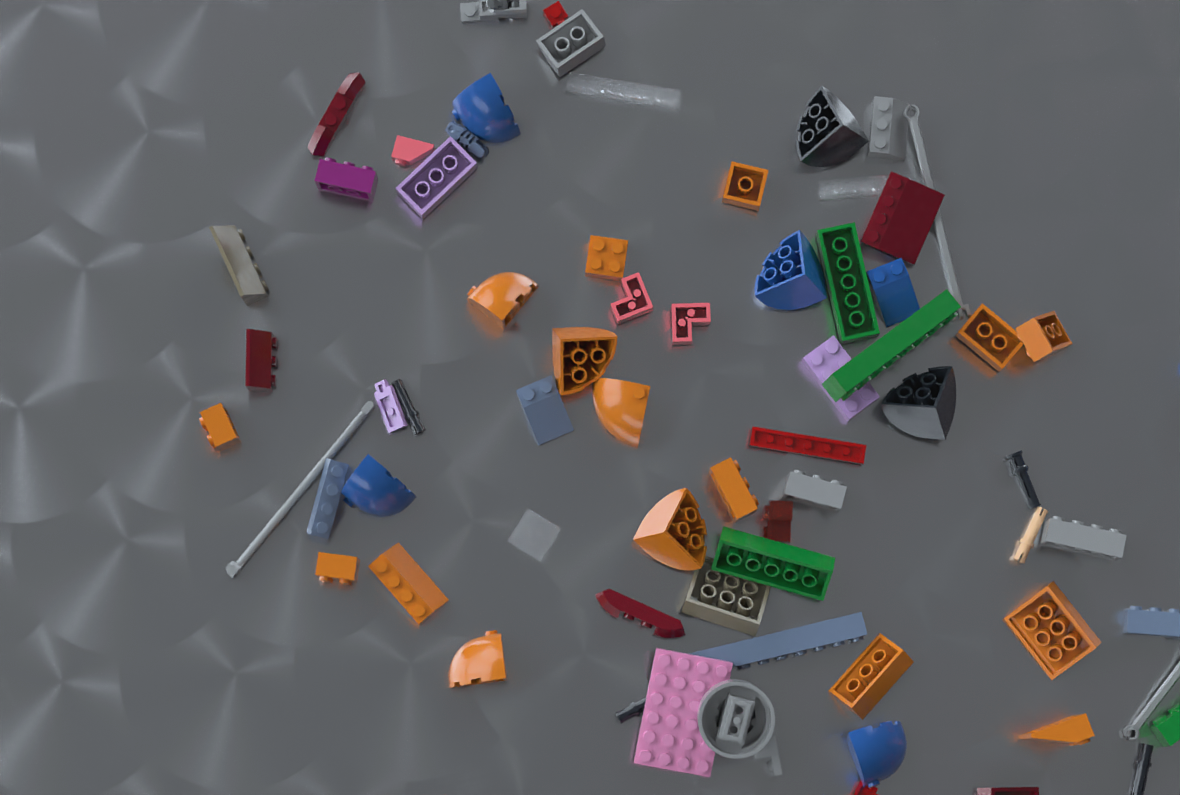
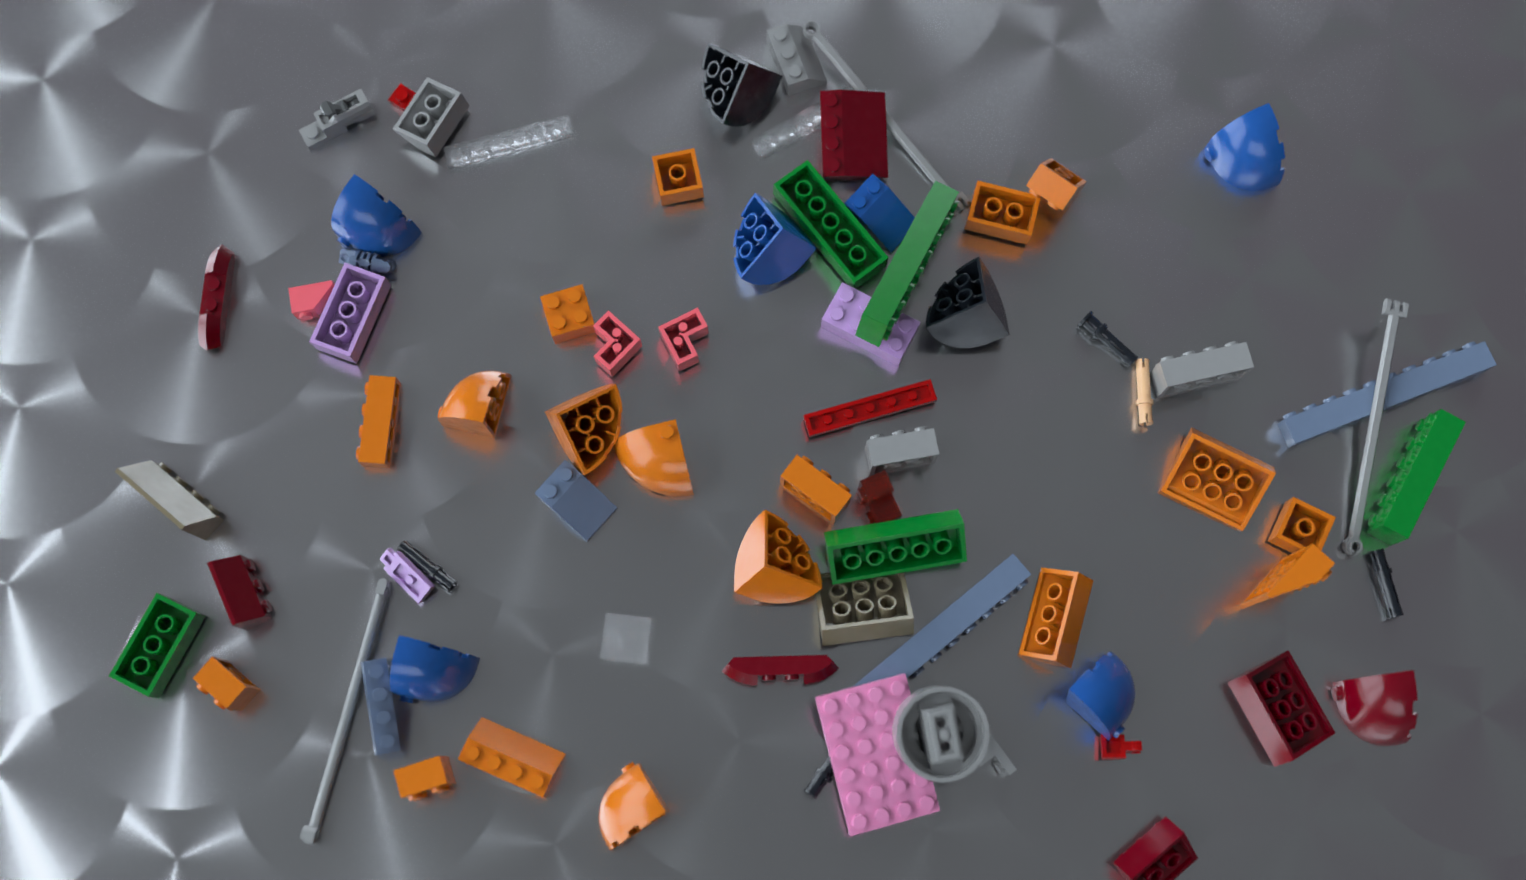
camera: 25 degrees left, 5 degrees down
(180, 372) = (157, 646): none -> green brick
(346, 179) = (253, 357): magenta brick -> none
(421, 275) = (378, 421): none -> orange brick
(1096, 699) = (1301, 526): none -> orange brick

